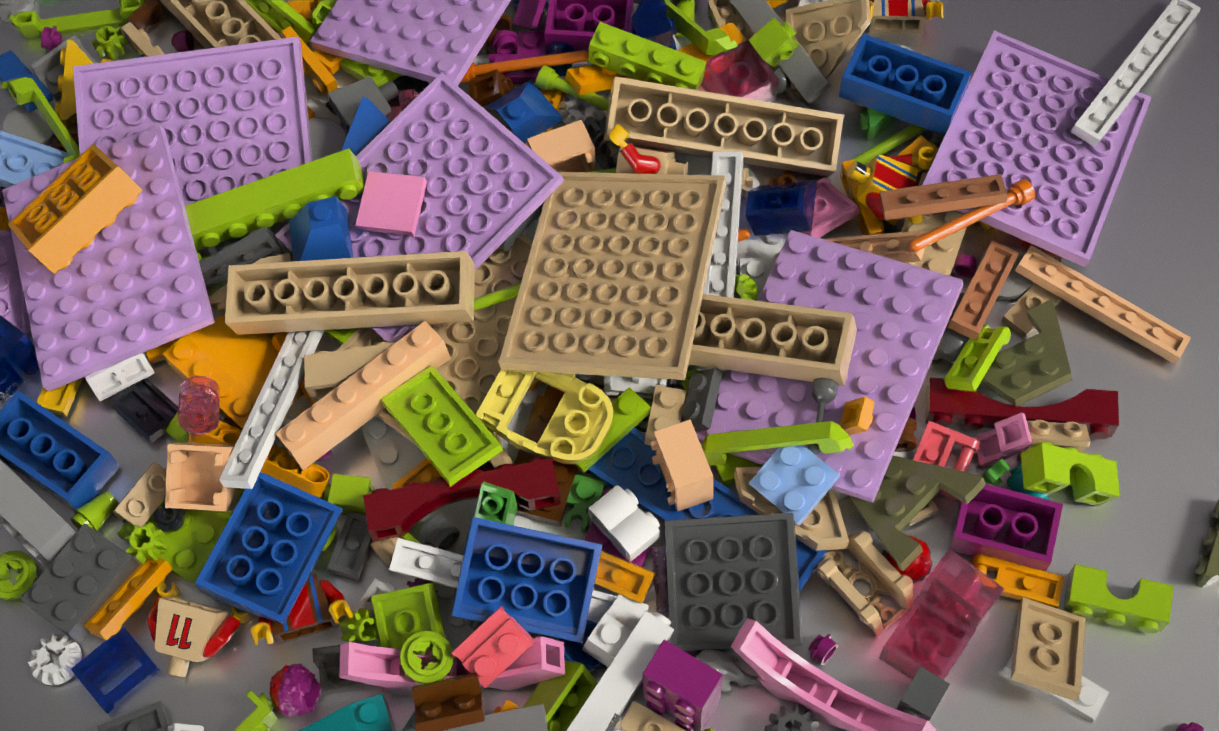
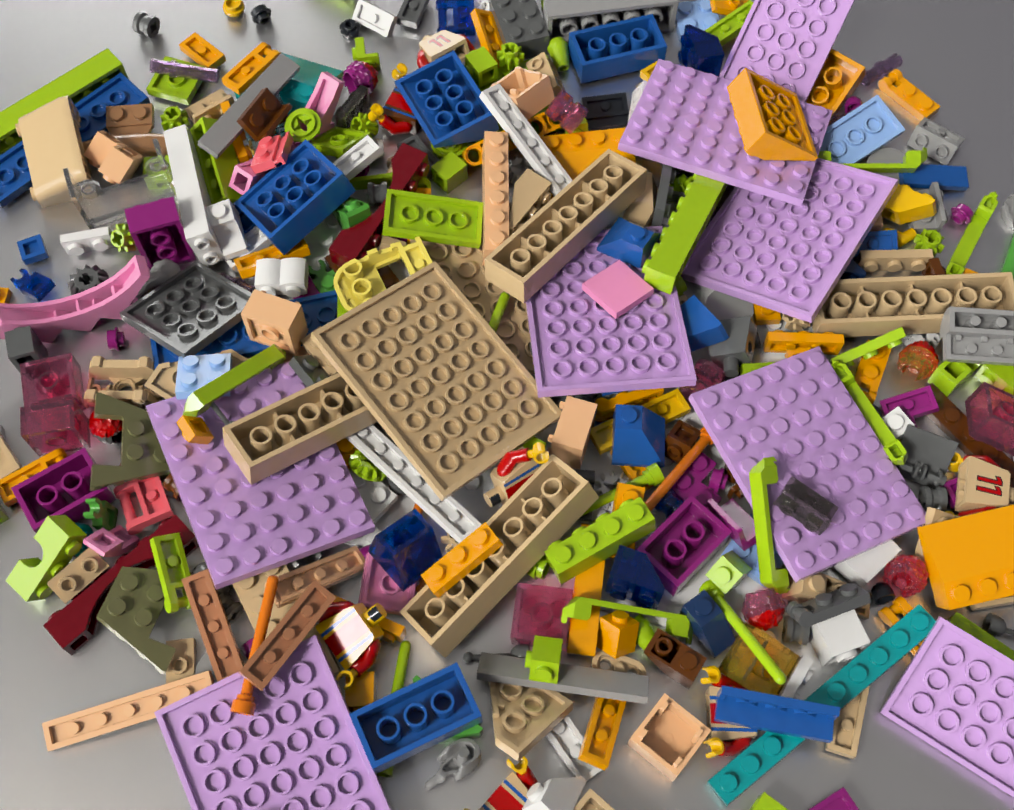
camera: 125 degrees right, 0 degrees up
(183, 561) = (481, 66): none -> lime brick
(706, 17) = (617, 634): none -> light orange brick
(757, 141) = (461, 560): none -> light orange plate

